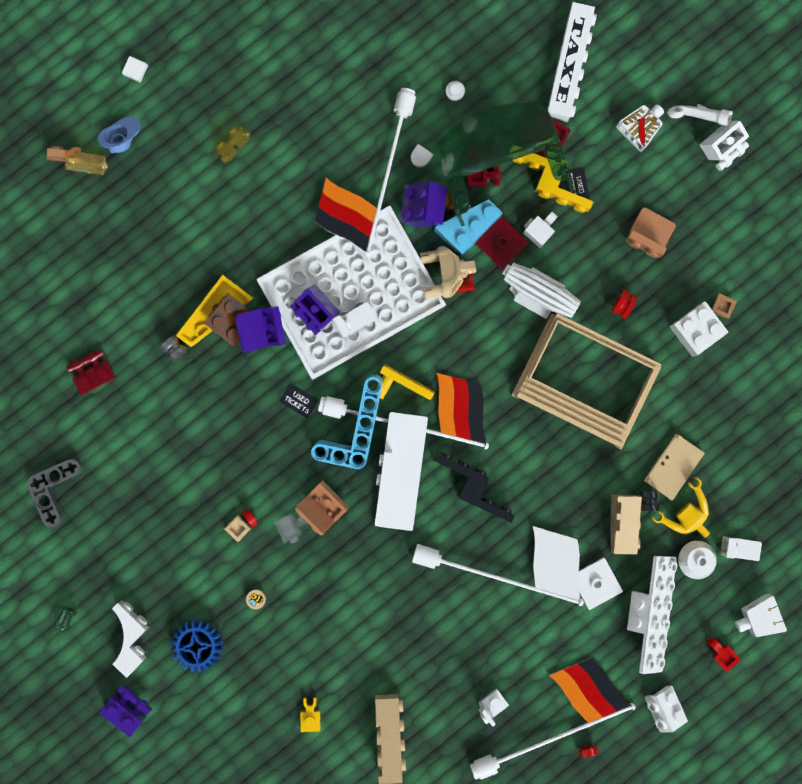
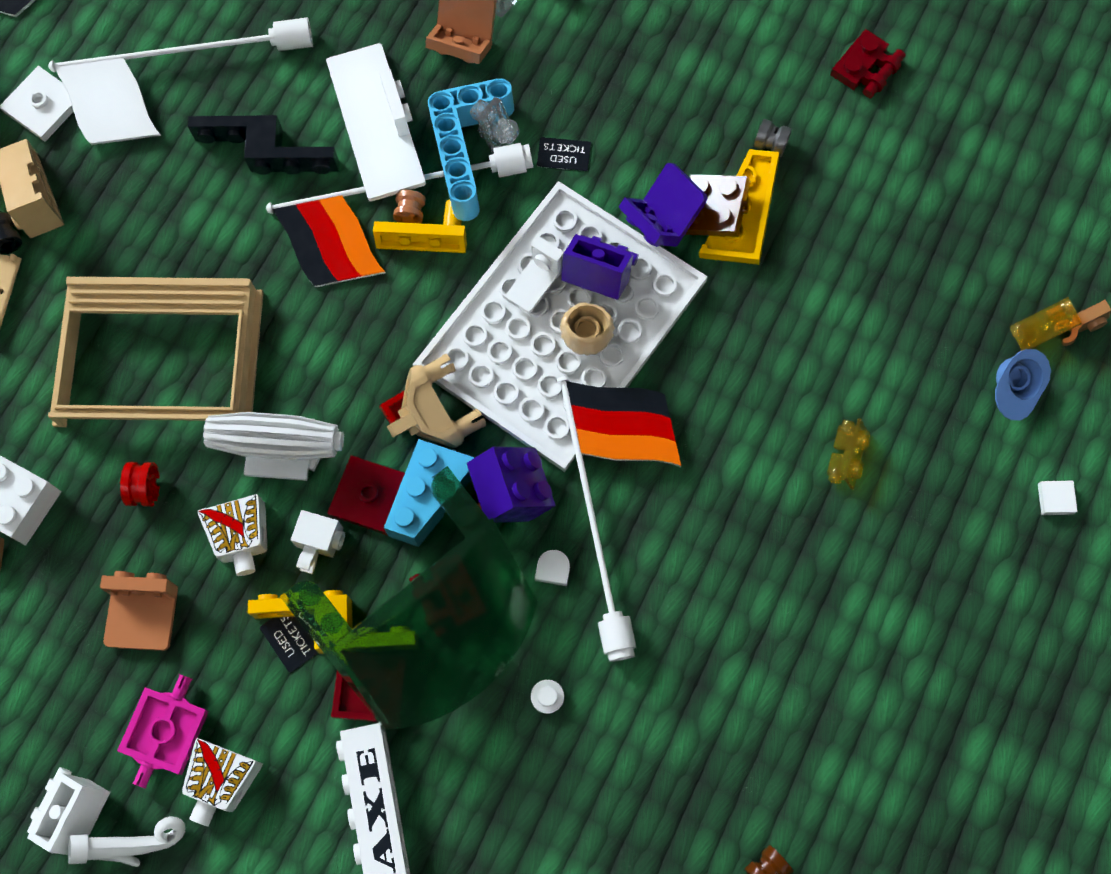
camera: 160 degrees right, 15 degrees down
(332, 429) = (494, 123): none -> clear hips
(340, 273) = (586, 328): none -> tan hair
(405, 404) = (409, 207): none -> nougat wheel
(582, 253) = (237, 531): none -> torso
(660, 164) = (163, 731): none -> dark pink plate

